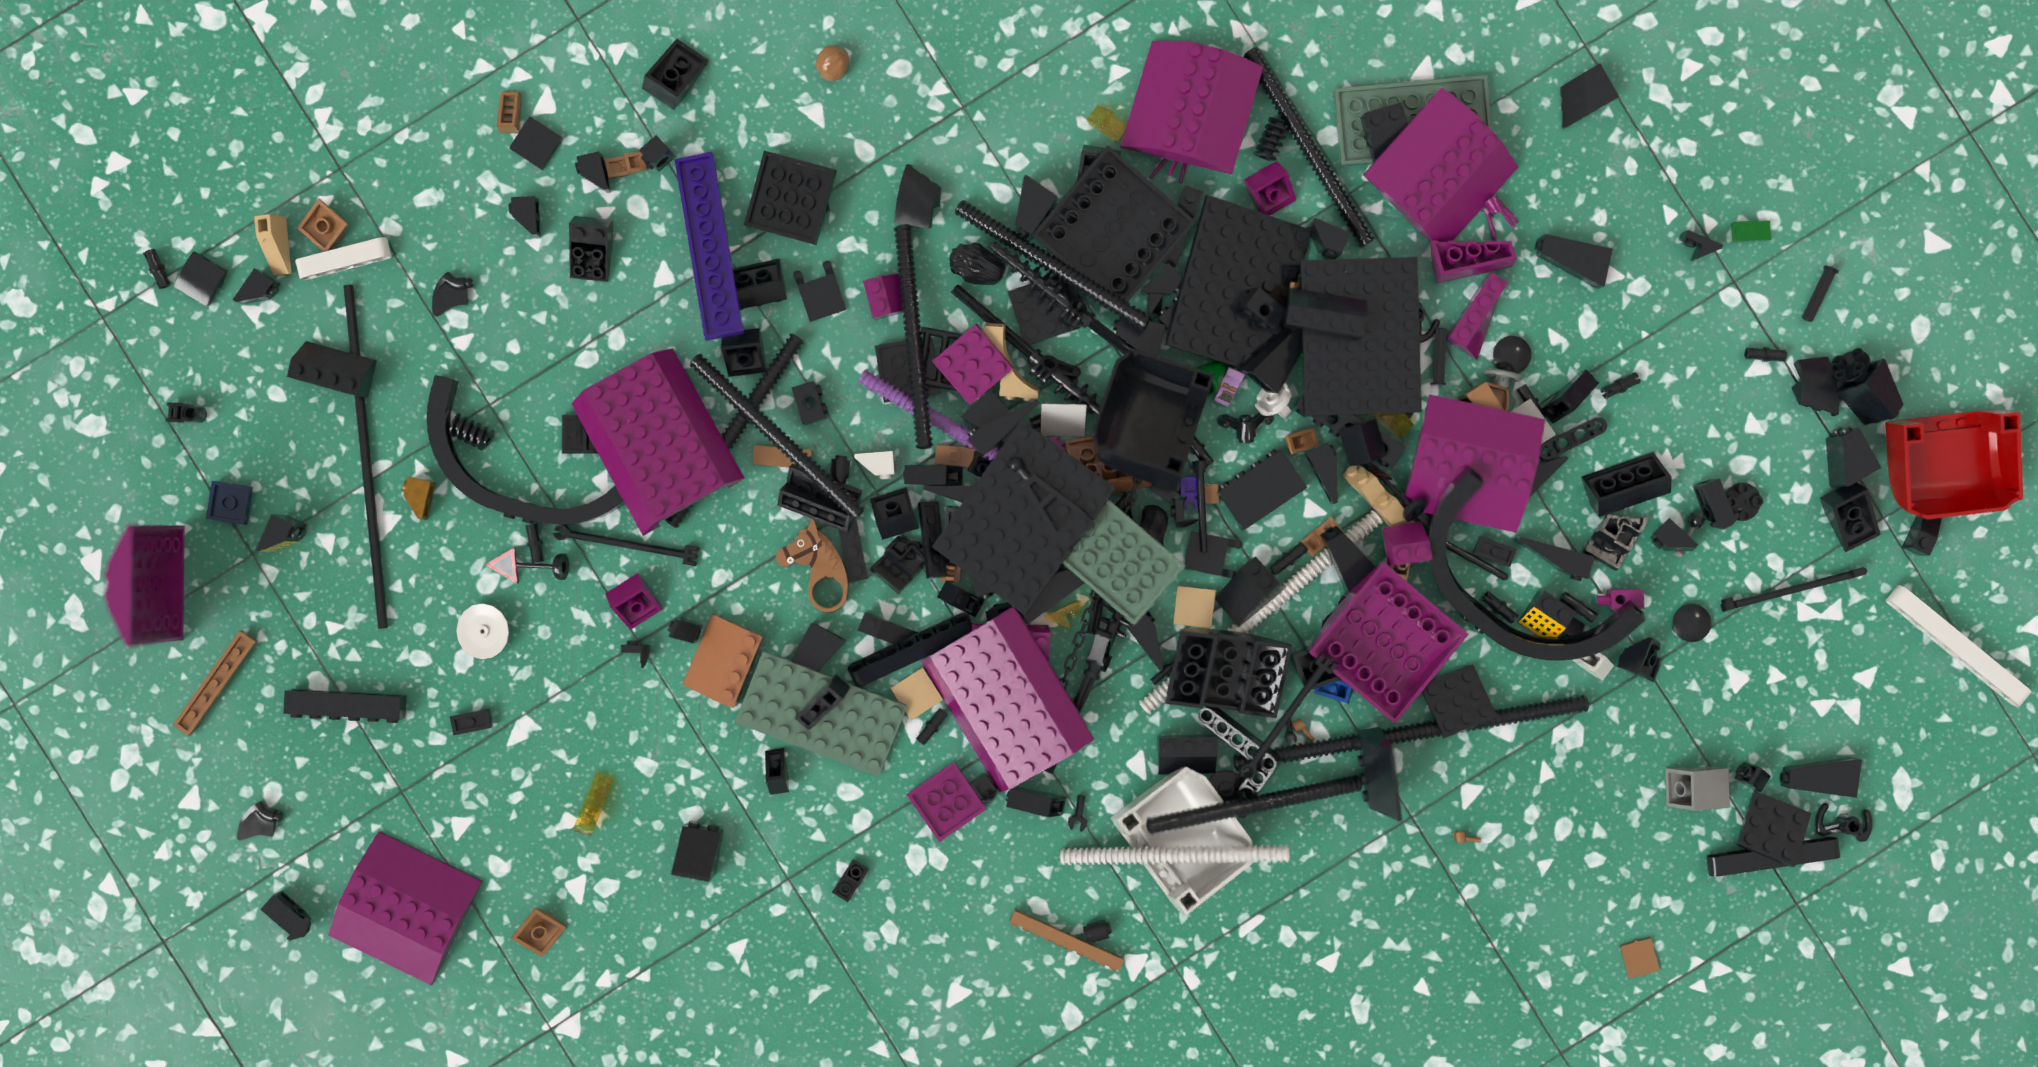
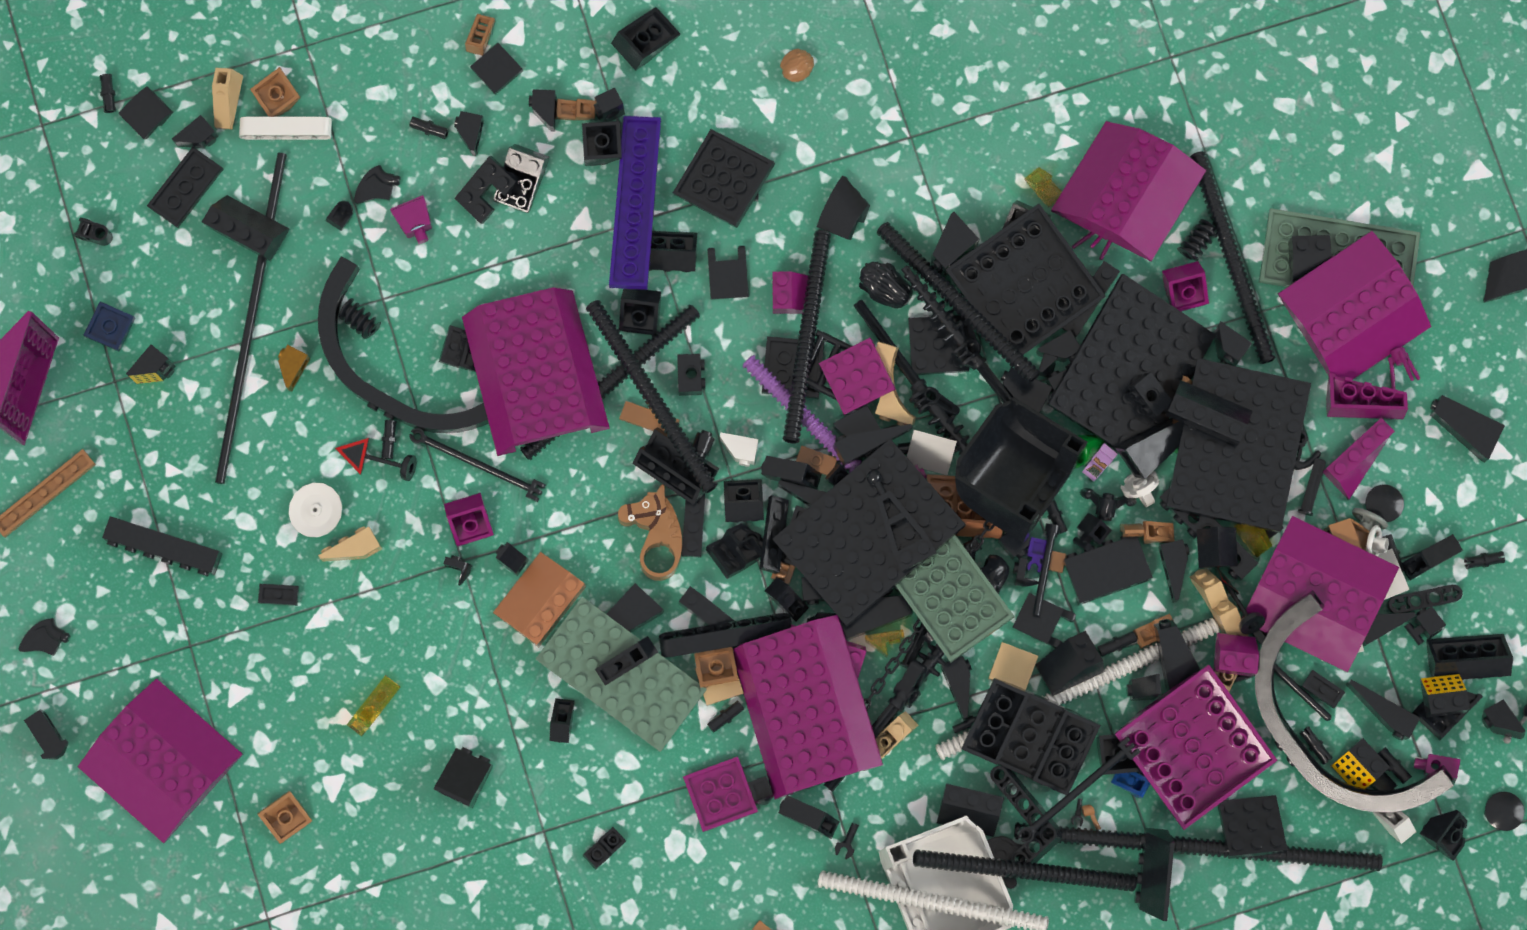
camera: 15 degrees right, 10 degrees down
(262, 343) = (185, 187): none -> black tile
(423, 332) = (340, 215): none -> black plate
(485, 221) = (429, 127): none -> black pin
(496, 317) = (413, 218): none -> magenta torso
(535, 654) = (358, 546): none -> tan slope
(546, 277) = (488, 174): none -> black plate
(659, 193) = (601, 143): none -> black slope
(910, 683) = (716, 667): none -> medium nougat slope
(1098, 701) = (895, 733): none -> tan slope
(1238, 455) = (1093, 530): none -> black brick
(1276, 445) = (1132, 530): none -> medium nougat slope
(1325, 597) = (1144, 688): none -> black slope
(1514, 399) = (1376, 545): none -> white piece
(1581, 462) = (1428, 623): none -> black brick
(1613, 530) = (1444, 695): none -> black slope

